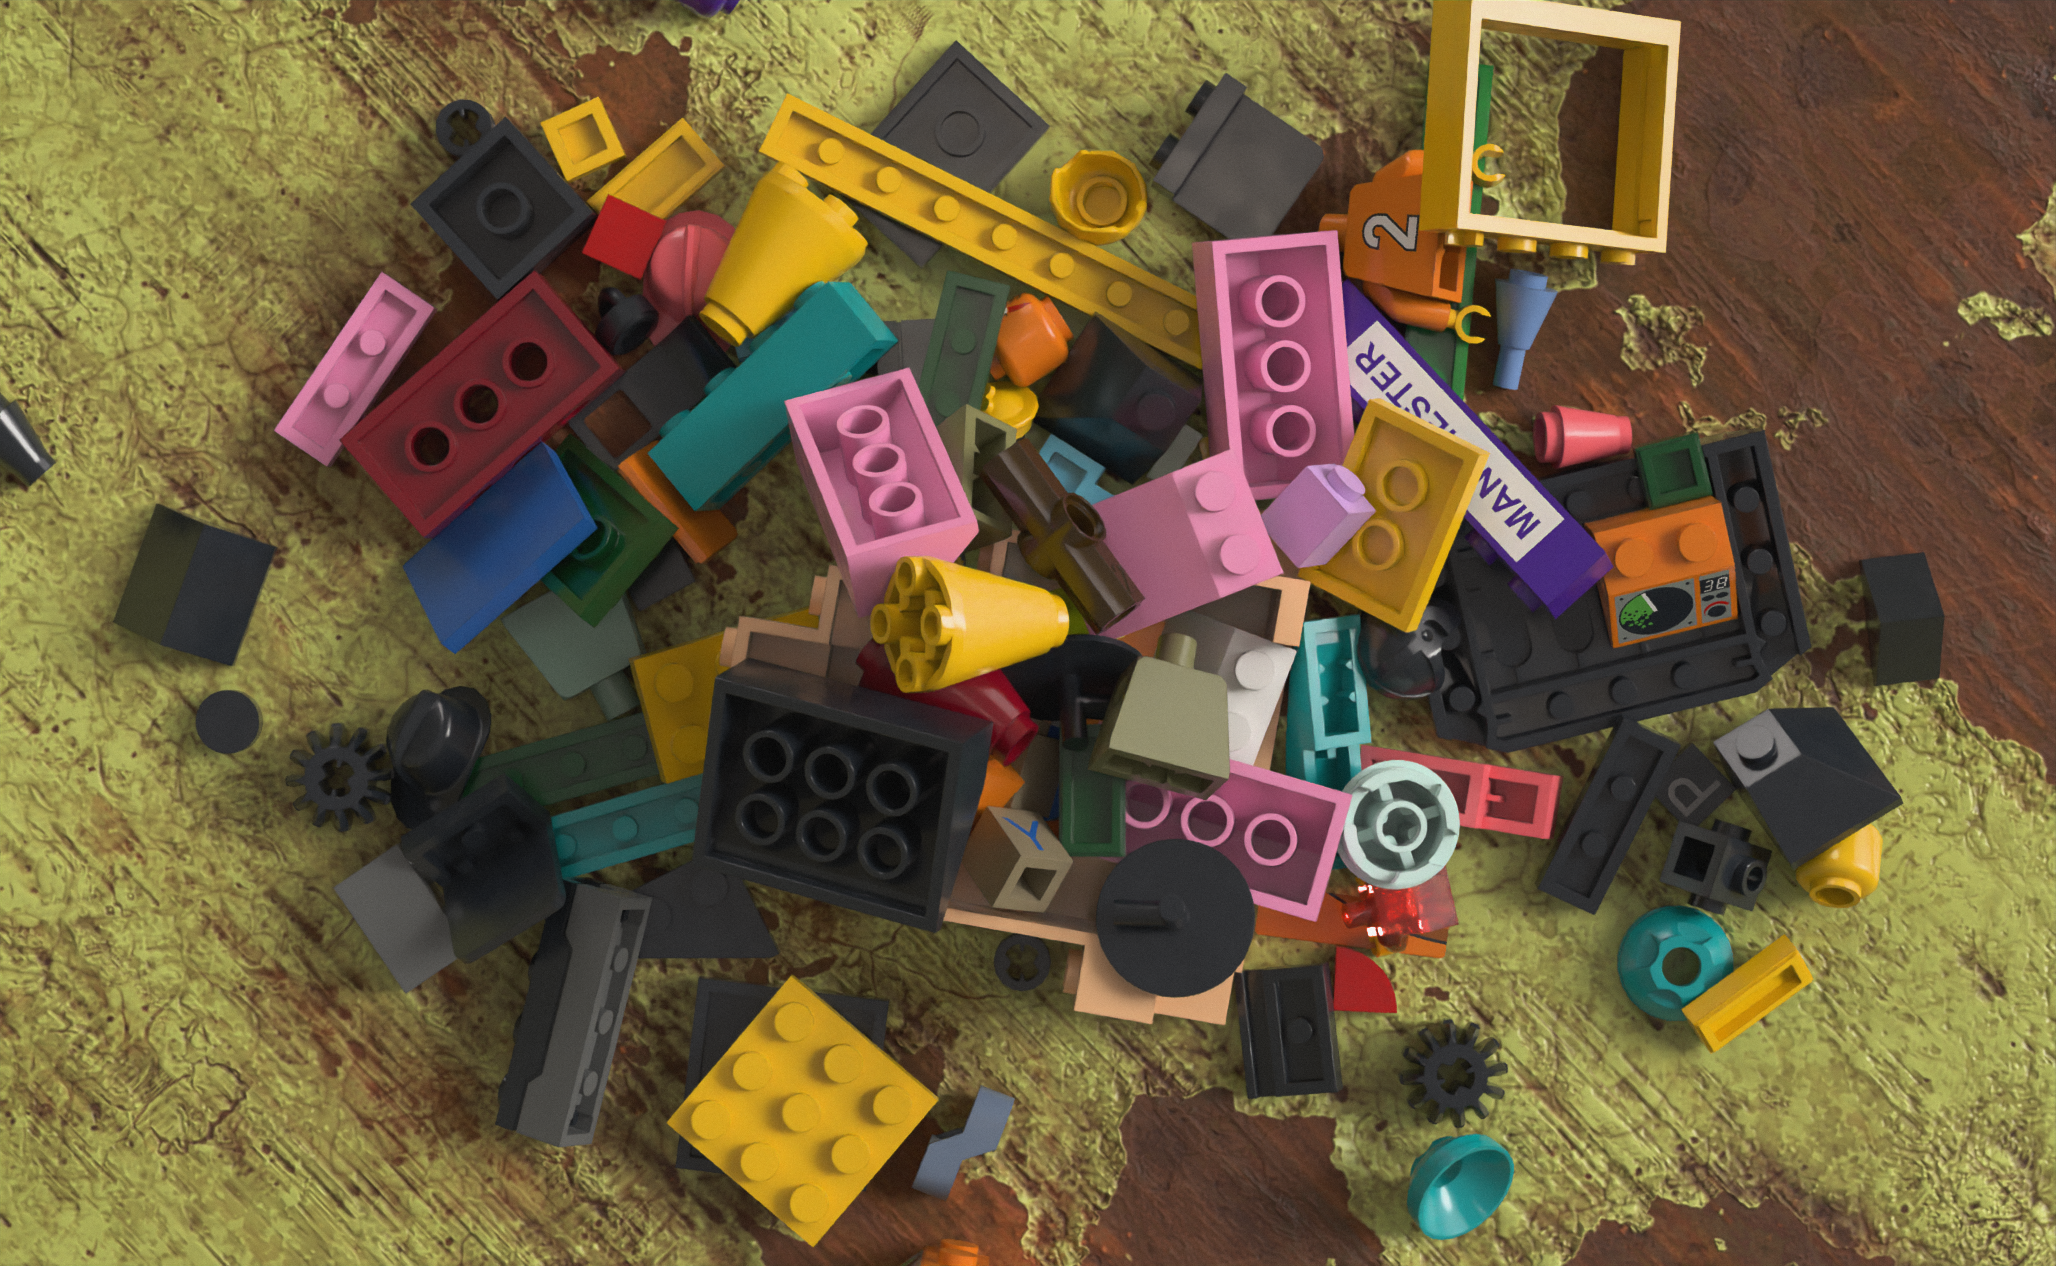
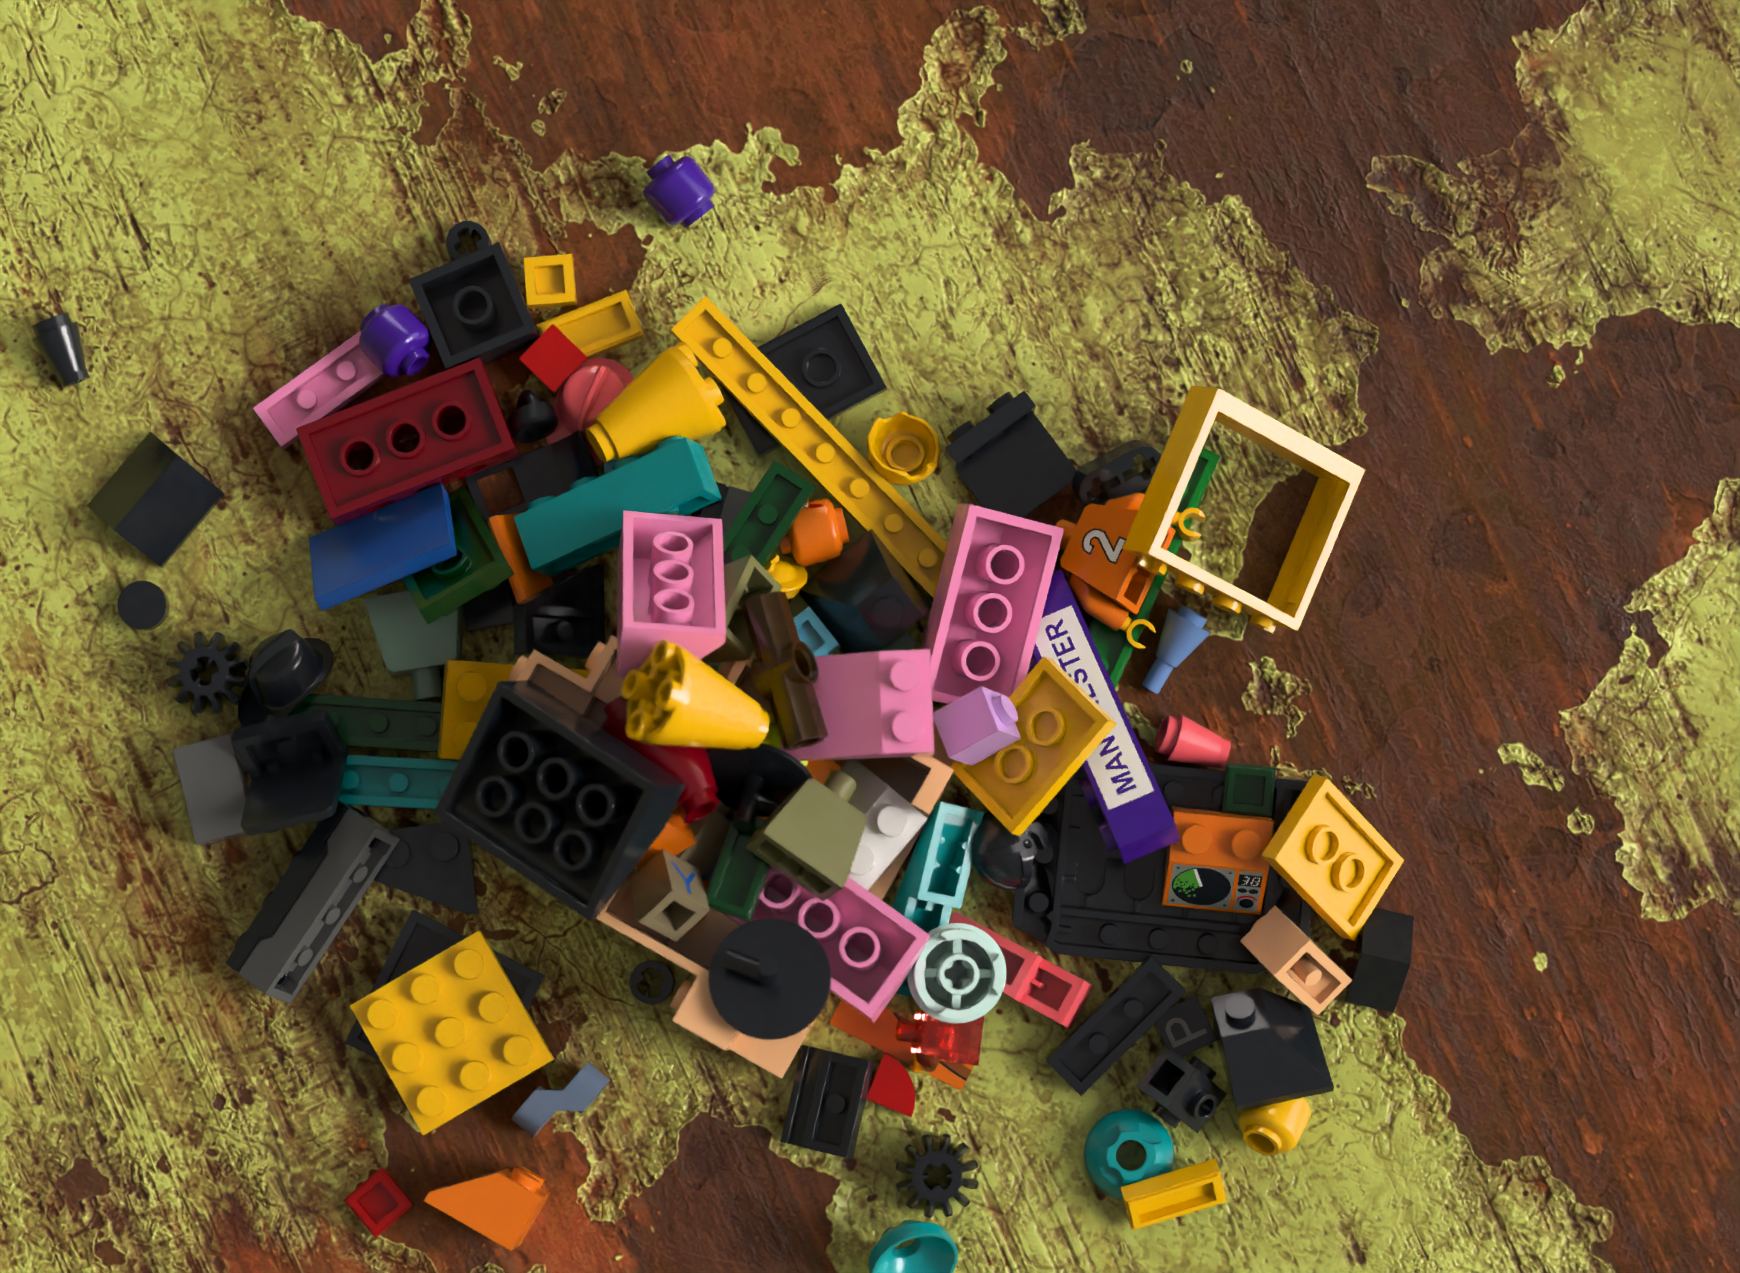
camera: 20 degrees right, 5 degrees down
(421, 285) = (395, 340): none -> dark purple head
(754, 555) = (564, 617): none -> black wing
(1374, 134) = (1116, 473): none -> black beam
(1801, 660) = (1295, 960): none -> light nougat slope
(1805, 518) = (1333, 857): none -> yellow plate

